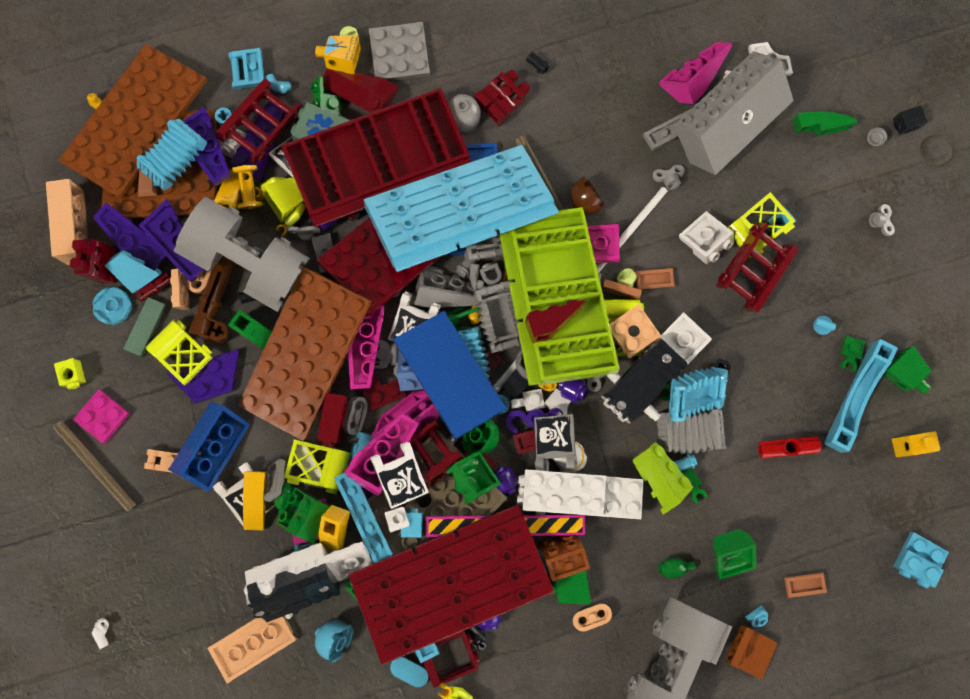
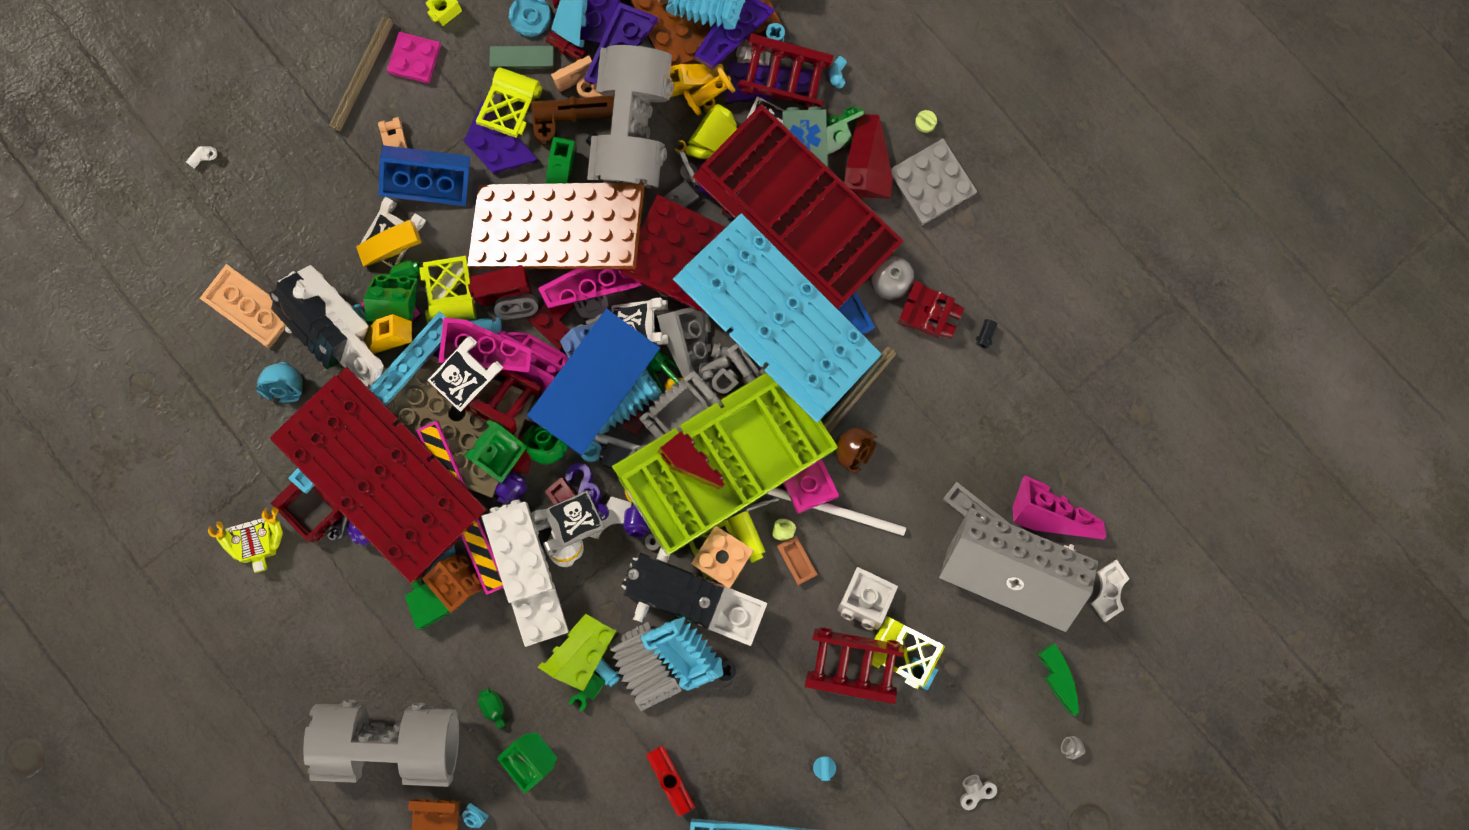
camera: 70 degrees right, 0 degrees up
(252, 68) = (843, 38): medium azure plate -> none
(274, 480) = (415, 254): light grey plate -> none
(340, 53) = (900, 121): yellow torso -> none
(397, 519) = (421, 391): white bracket -> none
(409, 671) = (278, 473): medium azure tile -> none
(415, 526) = (424, 410): medium azure brick -> none
(531, 400) = (607, 481): white plate -> none
(592, 619) = (406, 638): light nougat plate -> none
(621, 290) = (767, 528): nougat tile -> none
(670, 177) = (920, 531): light grey piece -> none
(851, 350) = (811, 811): green plate -> none
(909, 120) = (1108, 777): black brick -> none

